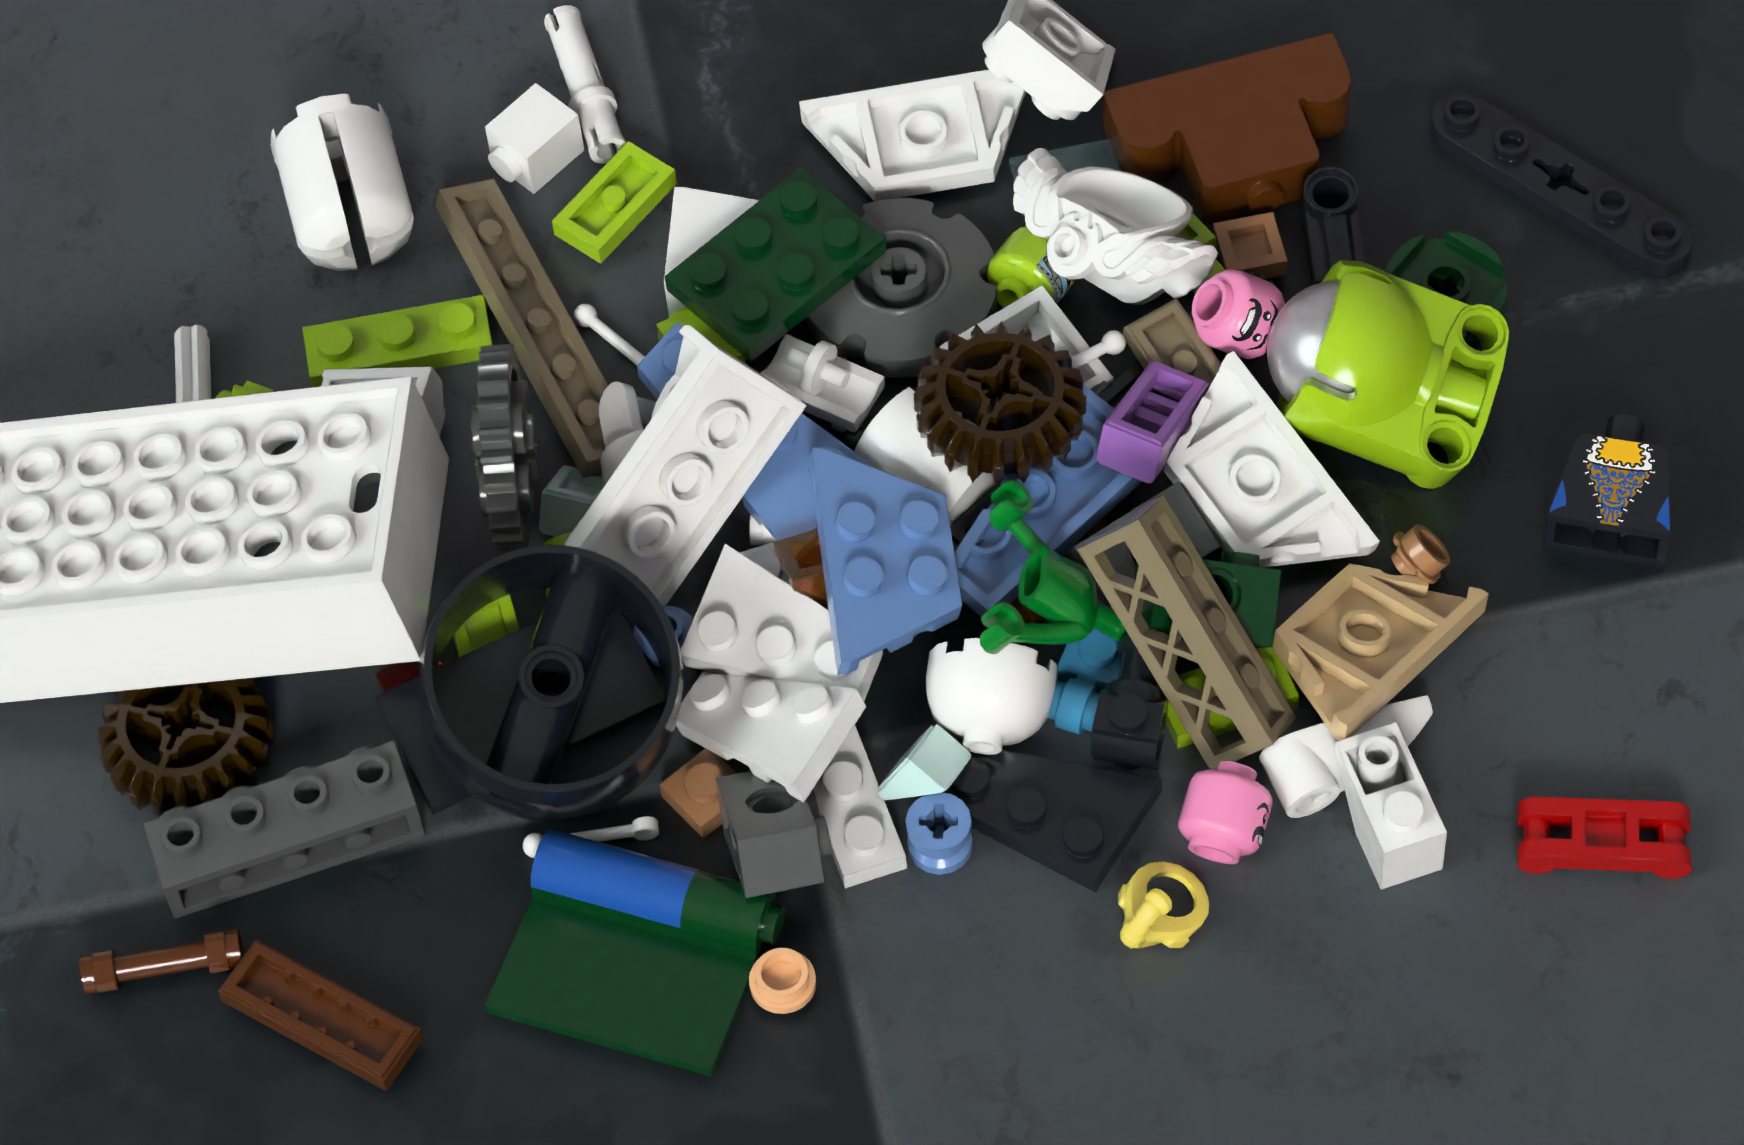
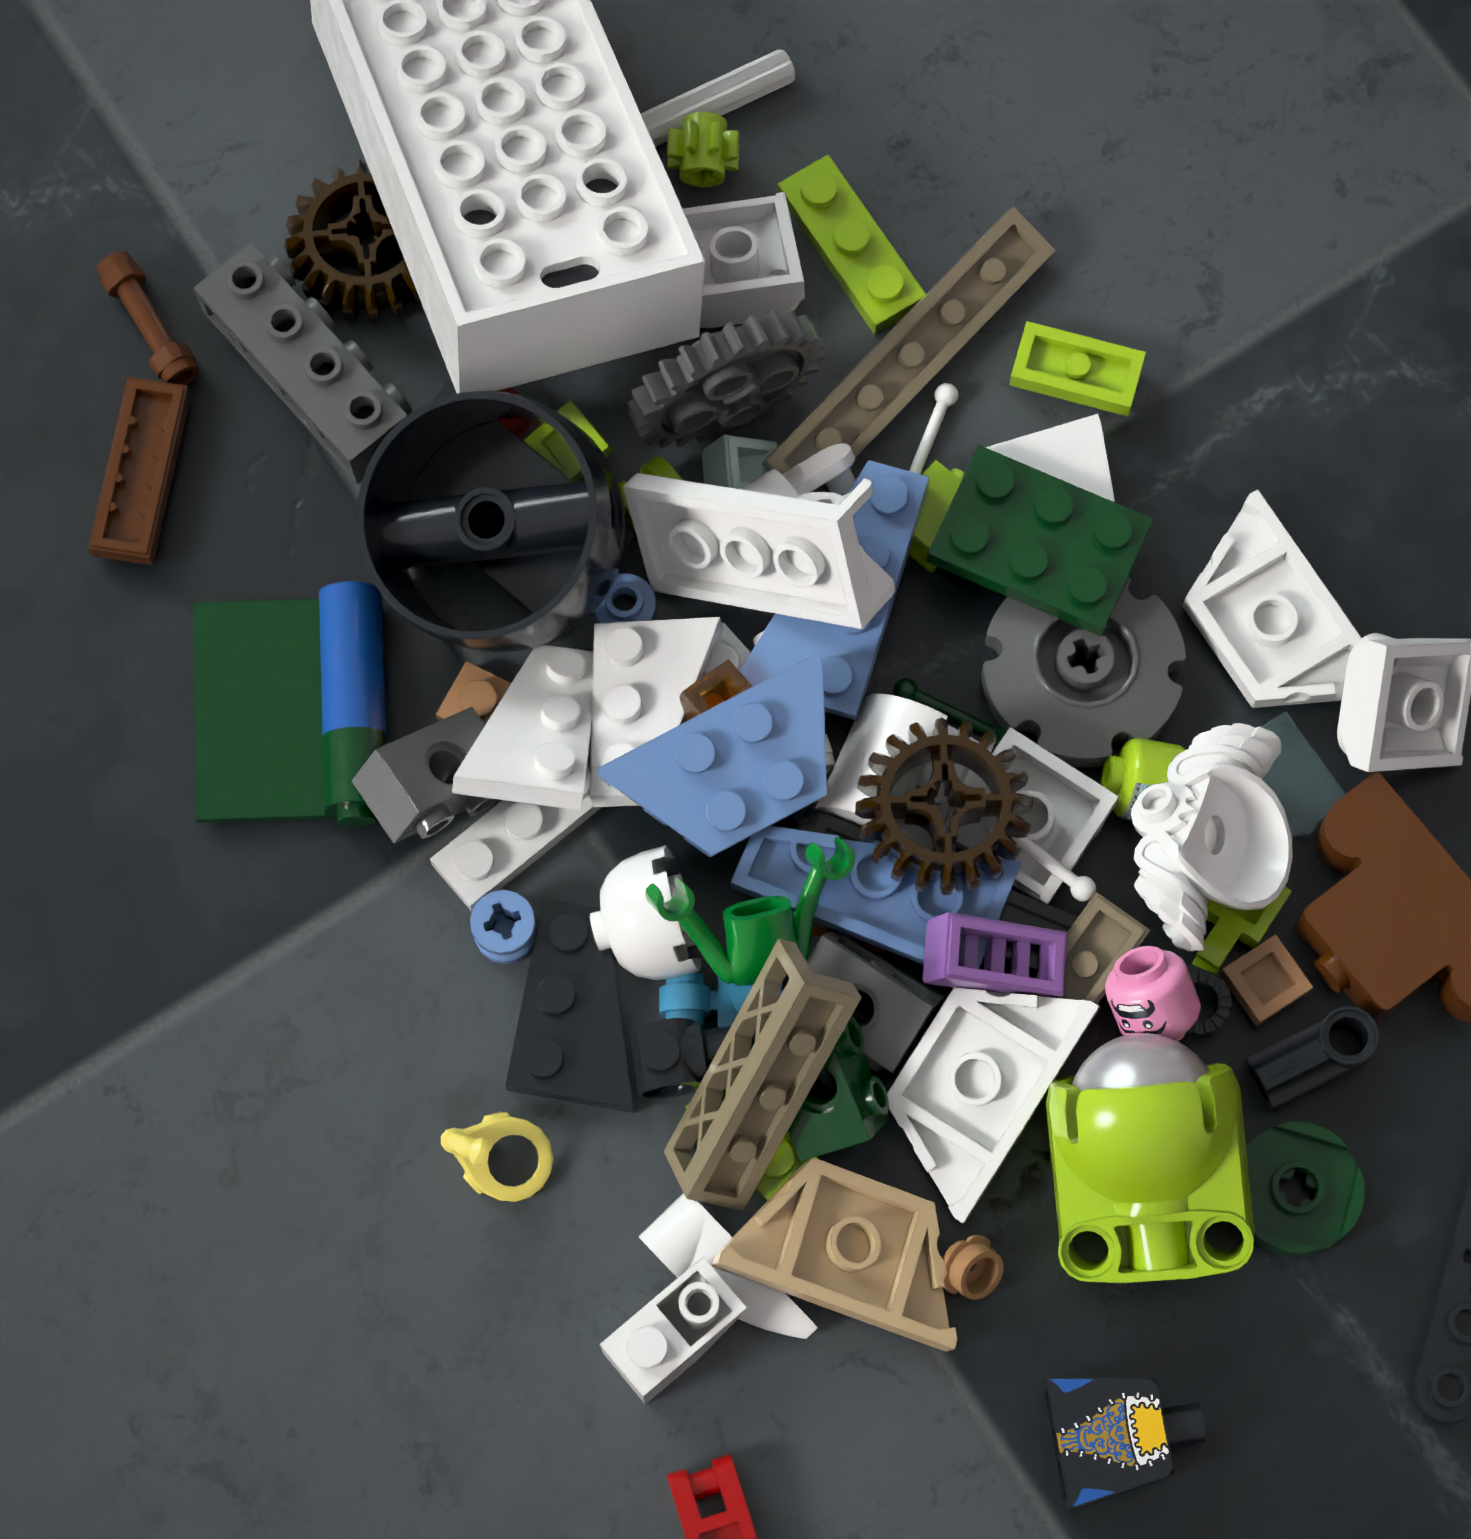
camera: 65 degrees right, 15 degrees up
(360, 154) = (979, 120): white cylinder -> none
(534, 139) = (1114, 266): white brick -> none
(588, 94) = (1184, 300): white pin -> none
(641, 829) = (419, 658): white hinge -> none
(782, 981) = (310, 846): light nougat plate -> none
(826, 383) = (938, 635): white hips -> none
(926, 766) = (557, 889): light aqua slope -> none
(1225, 813) = (613, 1180): bright pink head -> none

